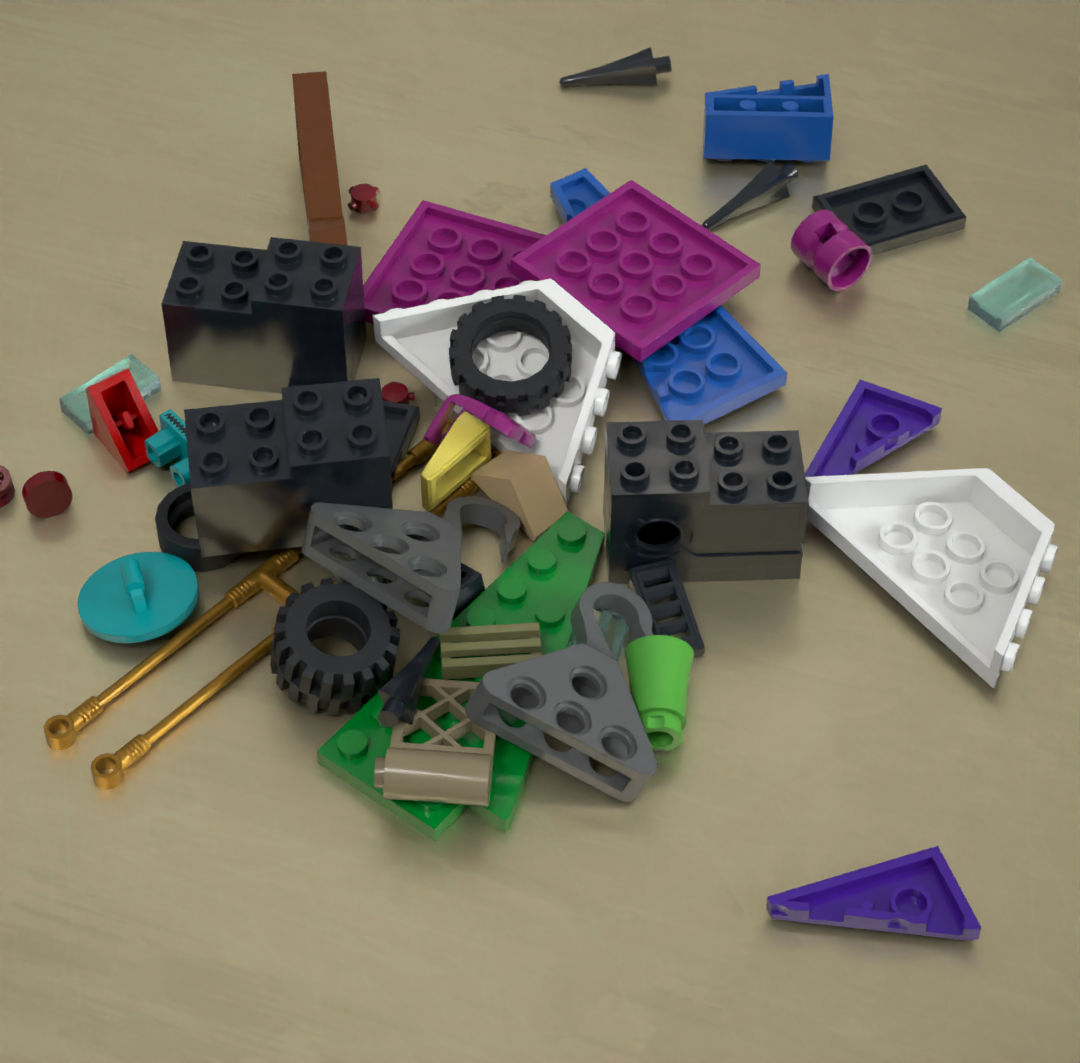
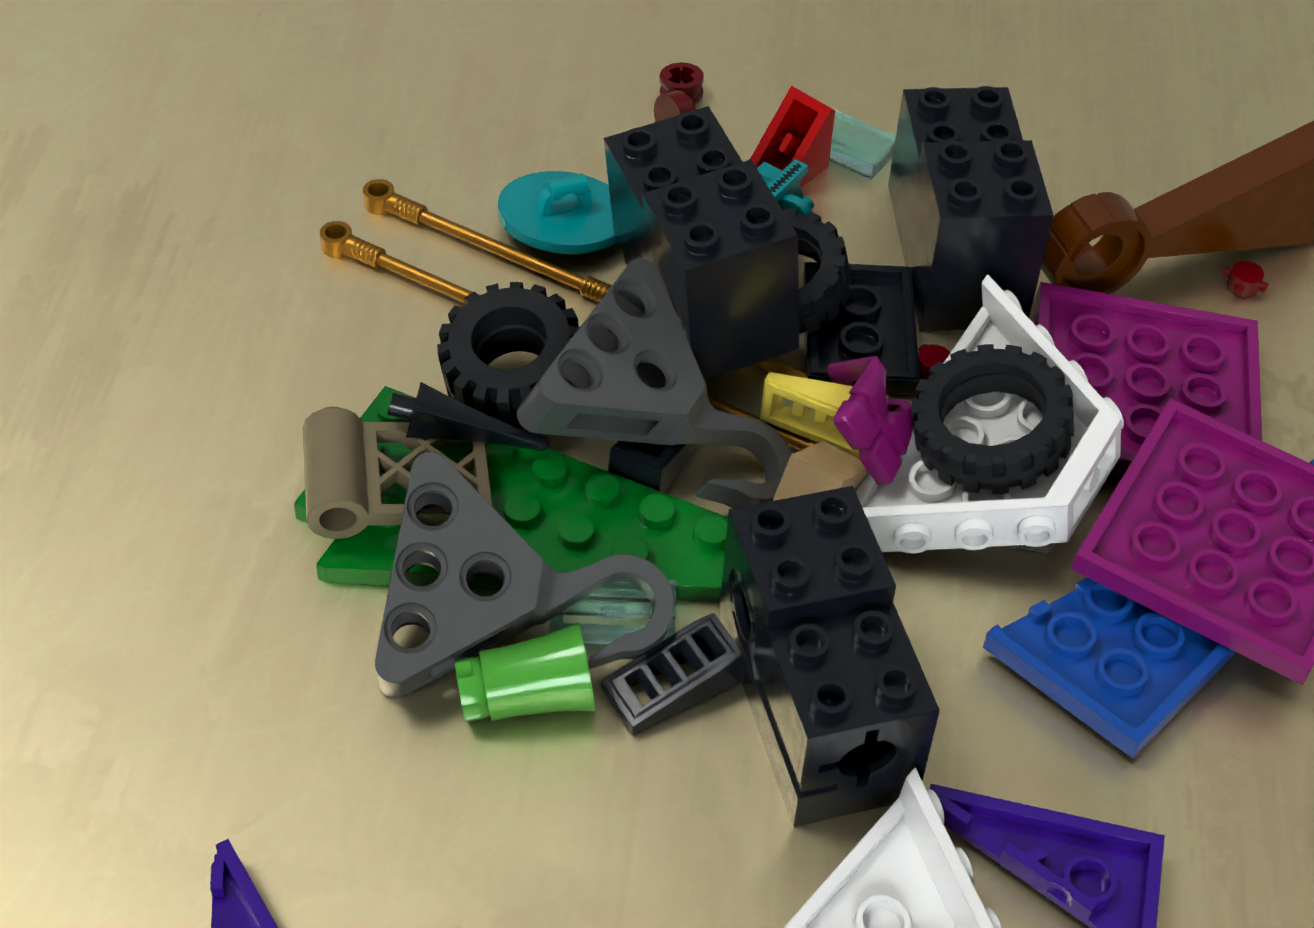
camera: 75 degrees right, 0 degrees up
(490, 643) = (534, 463): olive tile -> none

